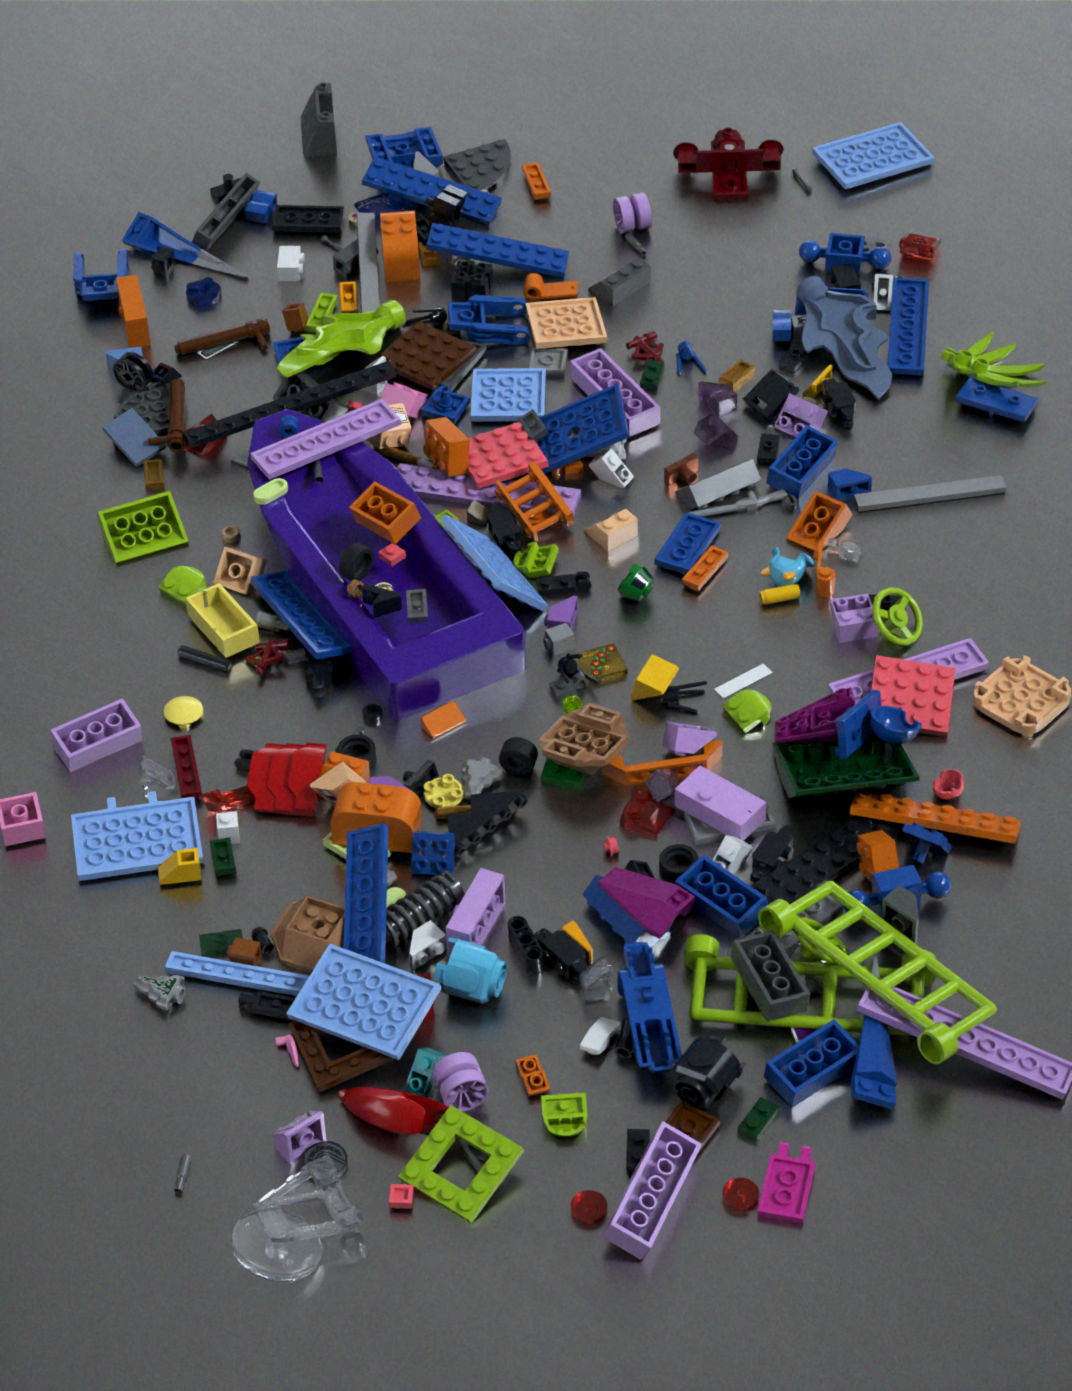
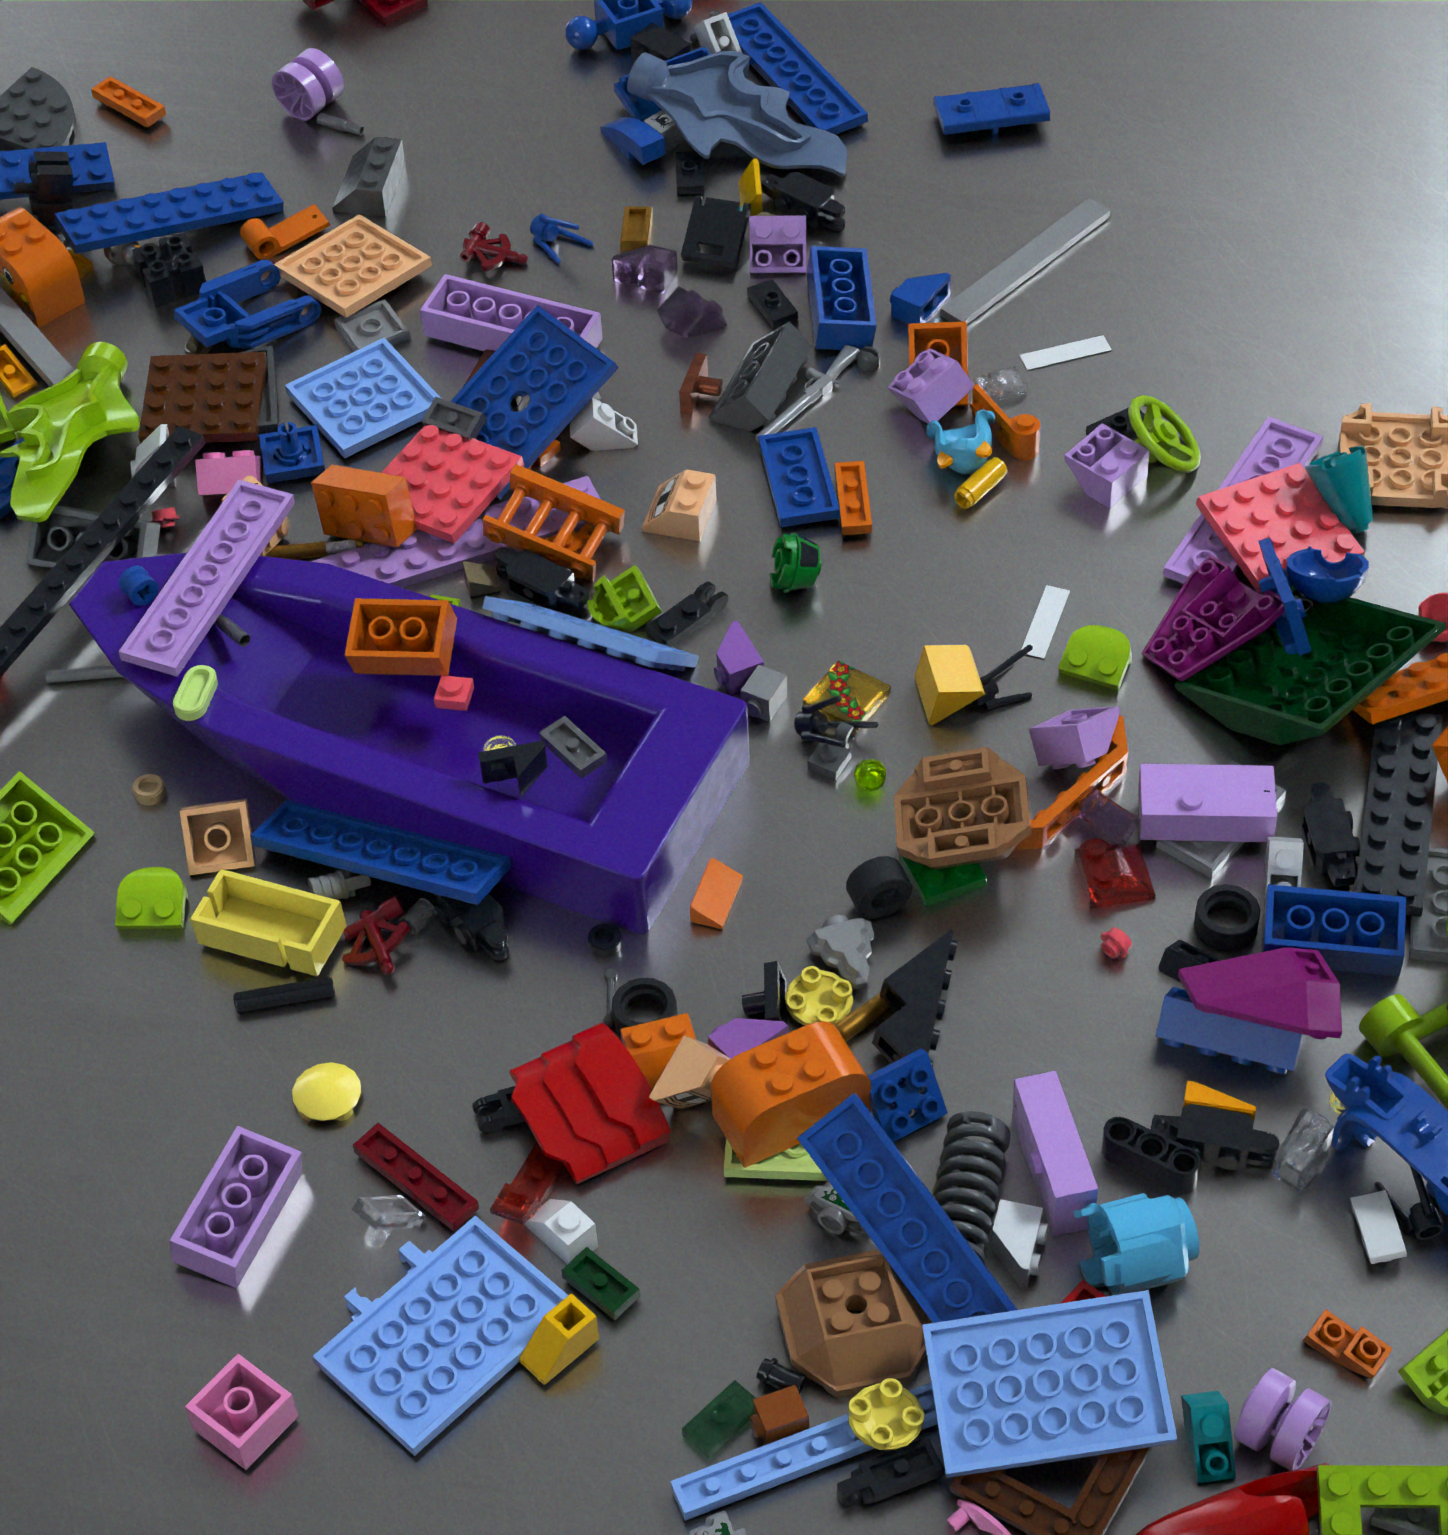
camera: 35 degrees left, 5 degrees up
(286, 977) = (886, 1415): none -> light yellow dish
(347, 565) = (433, 729): black tyre -> none
(355, 589) = (461, 769): medium nougat plate -> none
(437, 316) = (161, 339): black plant -> none
(652, 375) = (528, 278): dark green plate -> none
(799, 530) = (931, 385): none -> lavender slope
(900, 551) = (1065, 352): none -> white sticker
(962, 691) = (1345, 486): none -> teal cone
(977, 366) = (932, 80): lime plant -> none

